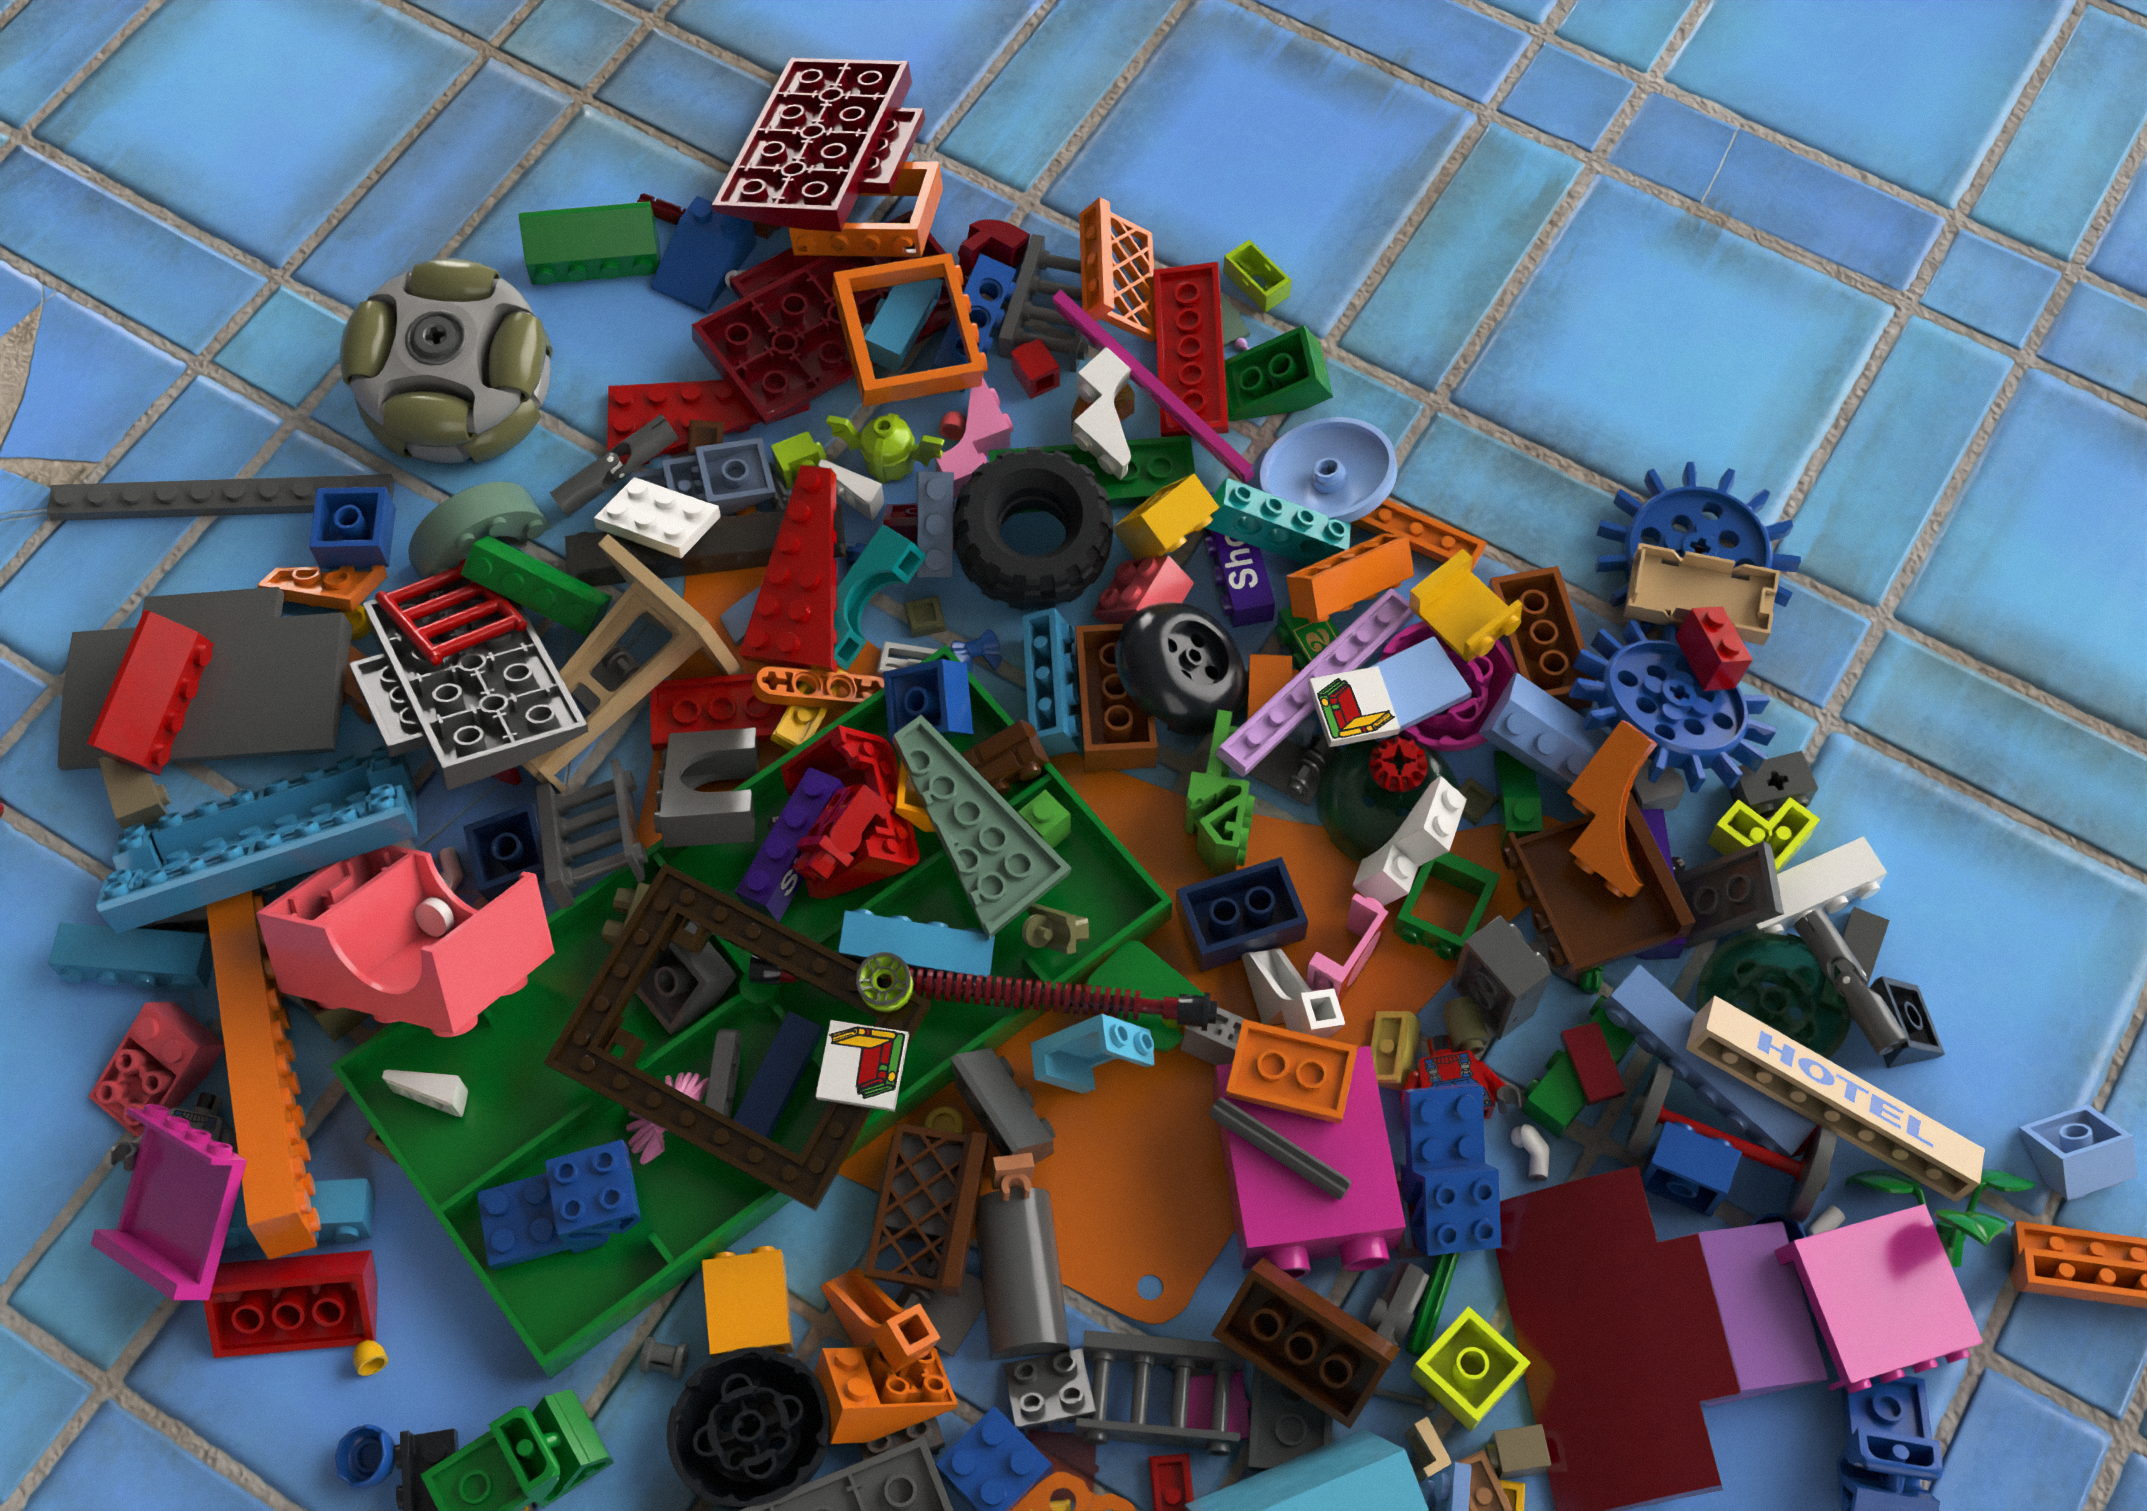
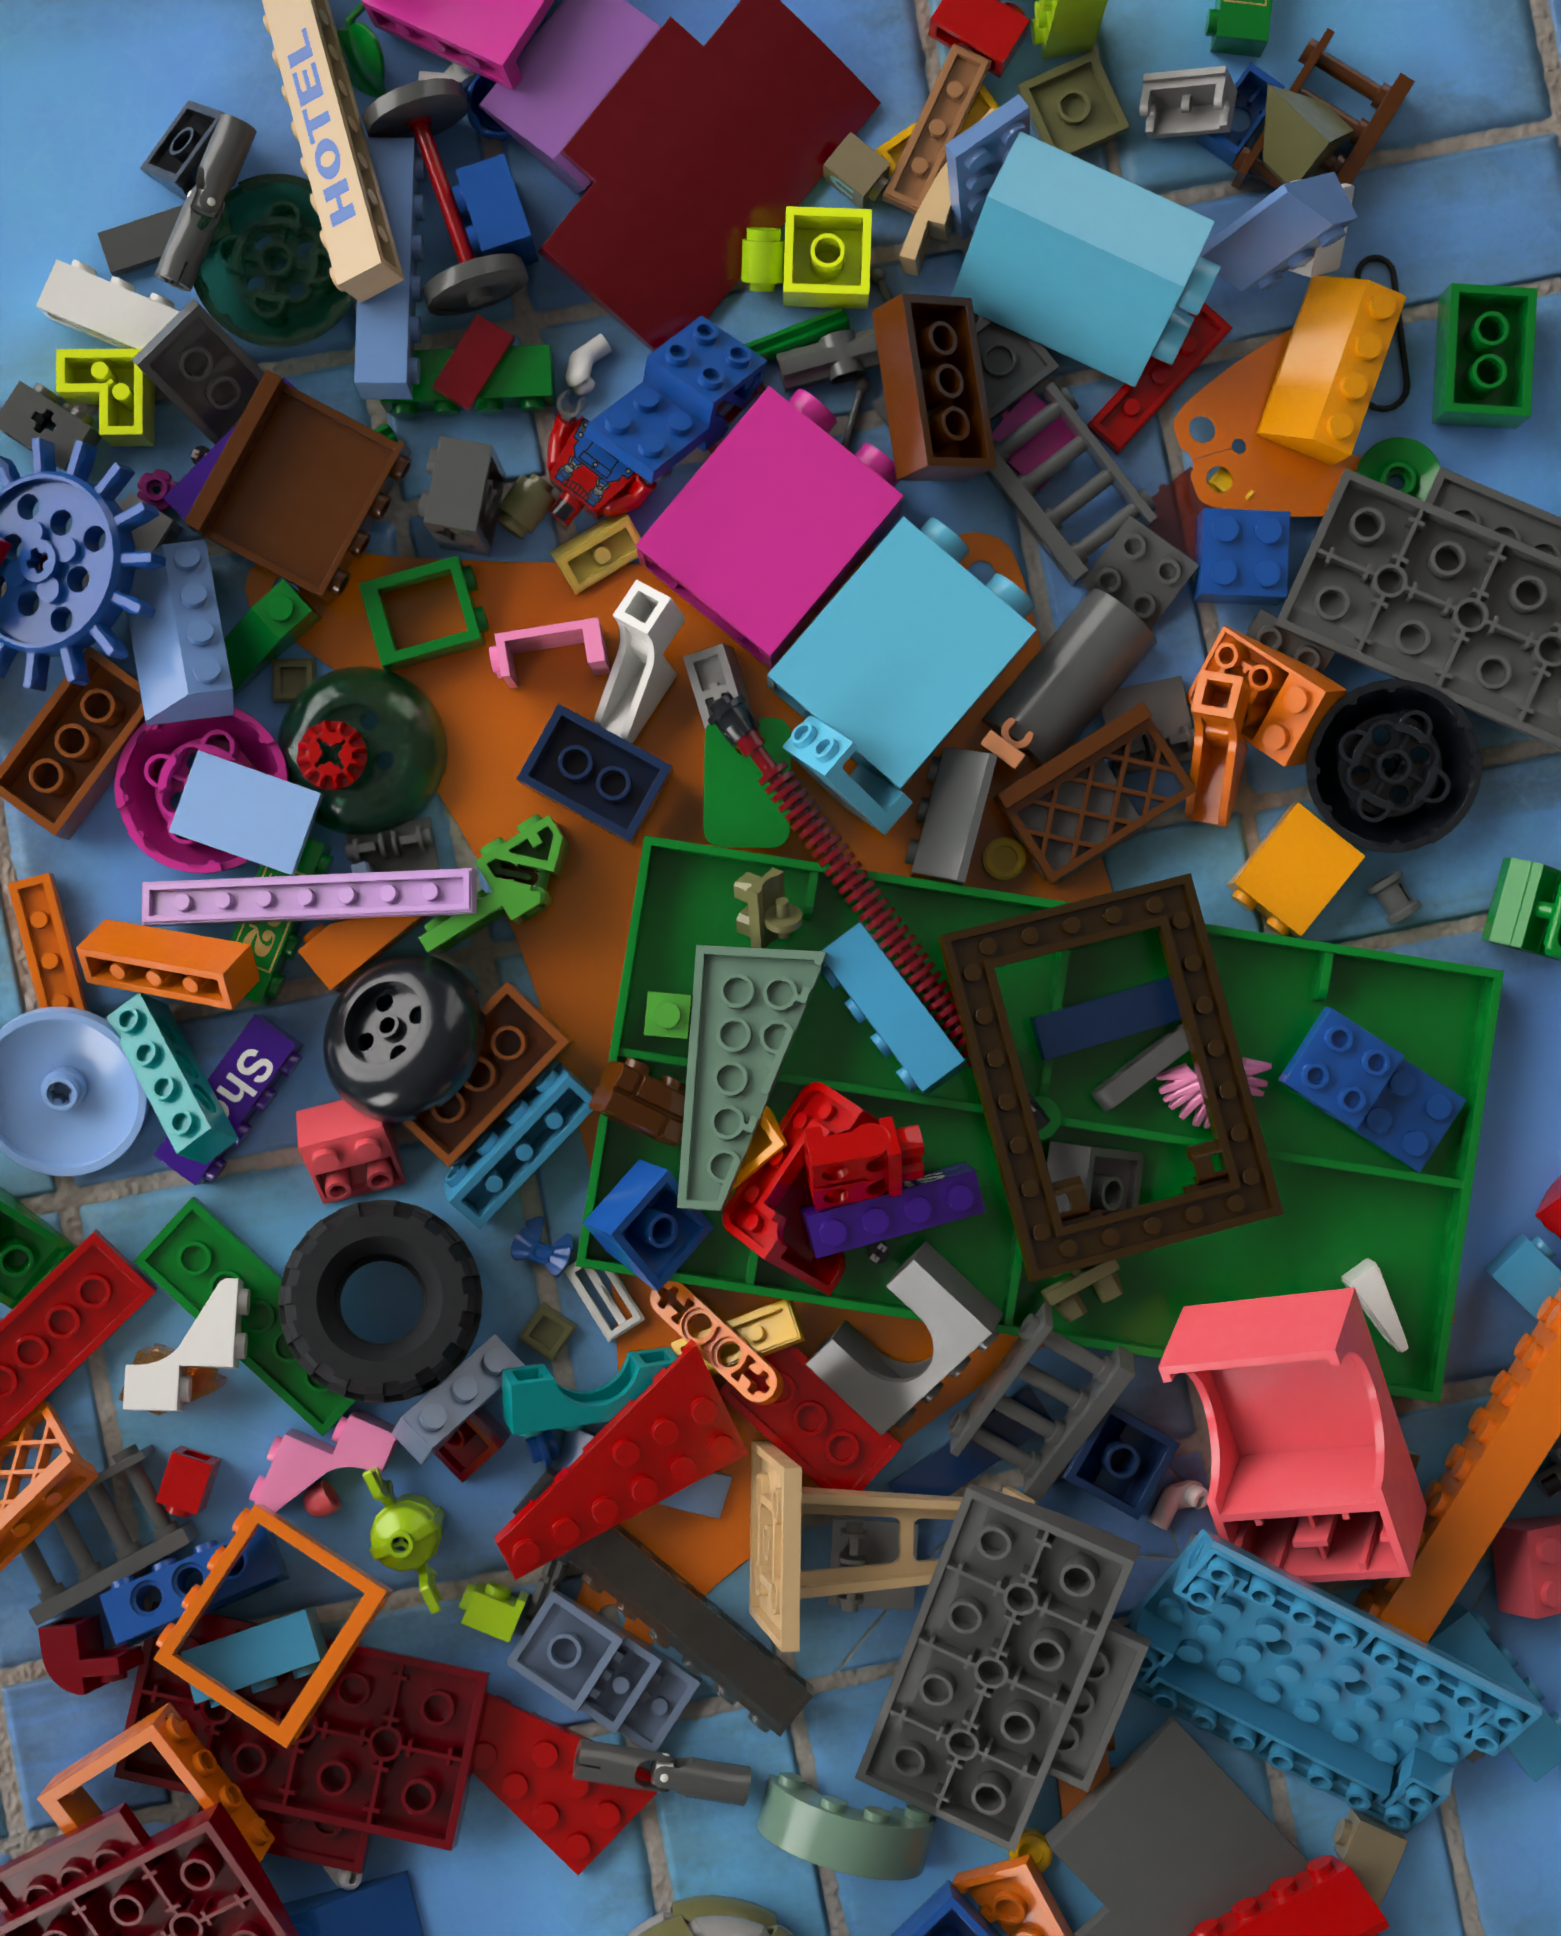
camera: 135 degrees left, 25 degrees up
(420, 636) = (1007, 1750): red bar -> none
(434, 916) = (1242, 1451): tile -> none
(536, 585) = (854, 1708): green brick -> none
(614, 743) = (945, 1473): none -> dark blue tile
(657, 517) = (684, 1667): white plate -> none
(704, 433) = (550, 1722): reddish brown tile -> none
(856, 490) = (476, 1514): white slope -> none
(862, 1065) = (1047, 938): tile -> none
(884, 966) = (975, 968): lime wheel -> none
(1141, 1169) = (905, 650): none -> medium azure brick
(1155, 389) = (119, 1337): dark pink tile -> none
(1165, 518) = (260, 1185): yellow brick -> none
(1280, 1148) = (798, 537): dark grey axle -> none
(1291, 1071) = (723, 583): orange plate -> none
(1320, 1269) = (862, 386): none -> dark grey hinge
(1353, 706) = (313, 836): tile -> none
(1421, 838) = (386, 674): white arch -> none
(1463, 608) = (114, 825): yellow panel -> none
(1510, 1324) = (763, 258): none -> lime brick
(1605, 791) = (214, 537): orange arch -> none
(1678, 827) = (149, 481): none -> magenta plate

